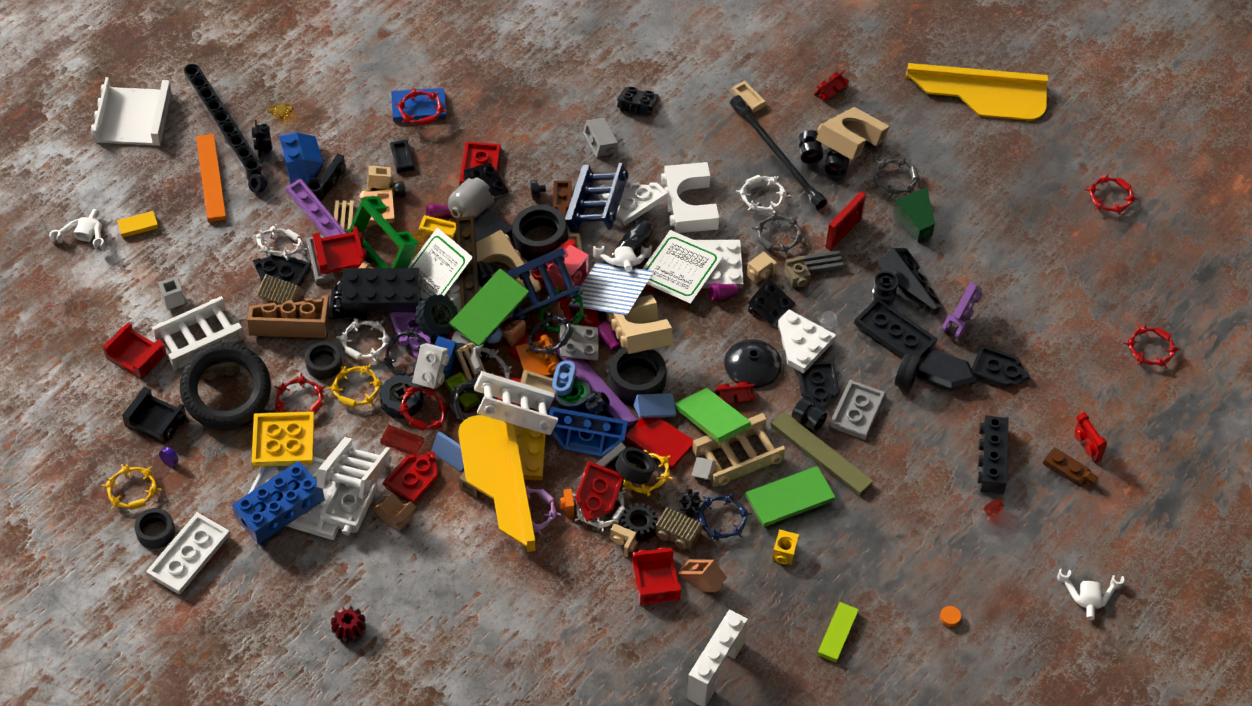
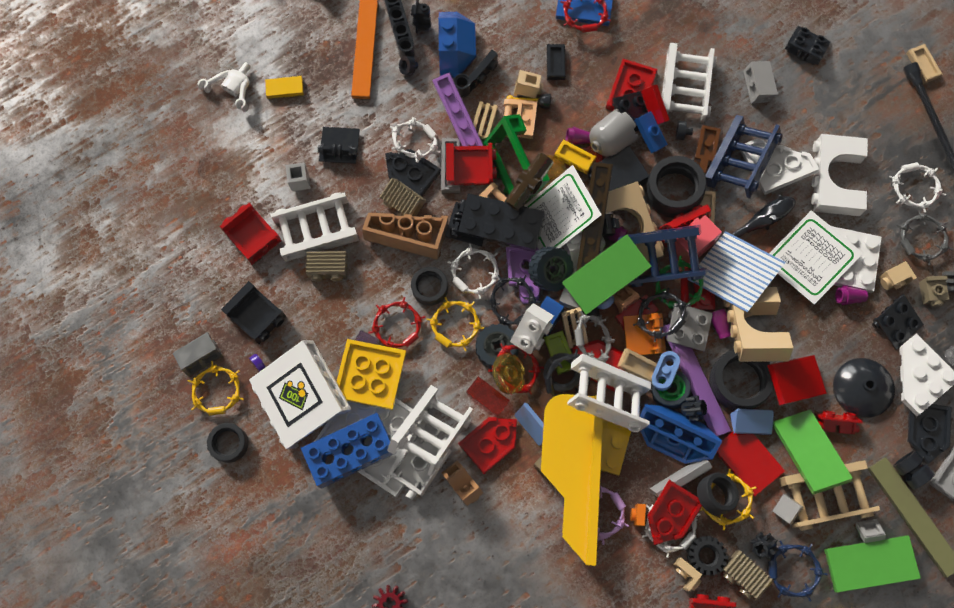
camera: 20 degrees right, 20 degrees up
(106, 461) = (197, 354): none -> dark grey hinge
(188, 553) = (253, 480): white plate -> none
(205, 262) = (339, 145): none -> black hinge
(215, 466) = (299, 393): none -> white panel
(225, 353) = (290, 299): black tyre -> none
(399, 243) = (529, 181): none -> dark brown piece
(417, 408) = (508, 373): none -> clear yellow tile
(504, 171) = (655, 104): none -> red tile
(506, 194) = (650, 132): none -> blue plate
(516, 157) = (672, 72): none -> white fence
(623, 256) = (757, 234): white piece -> none
(687, 363) = (796, 379): none -> red tile
(782, 470) = (870, 531): none -> light grey tile

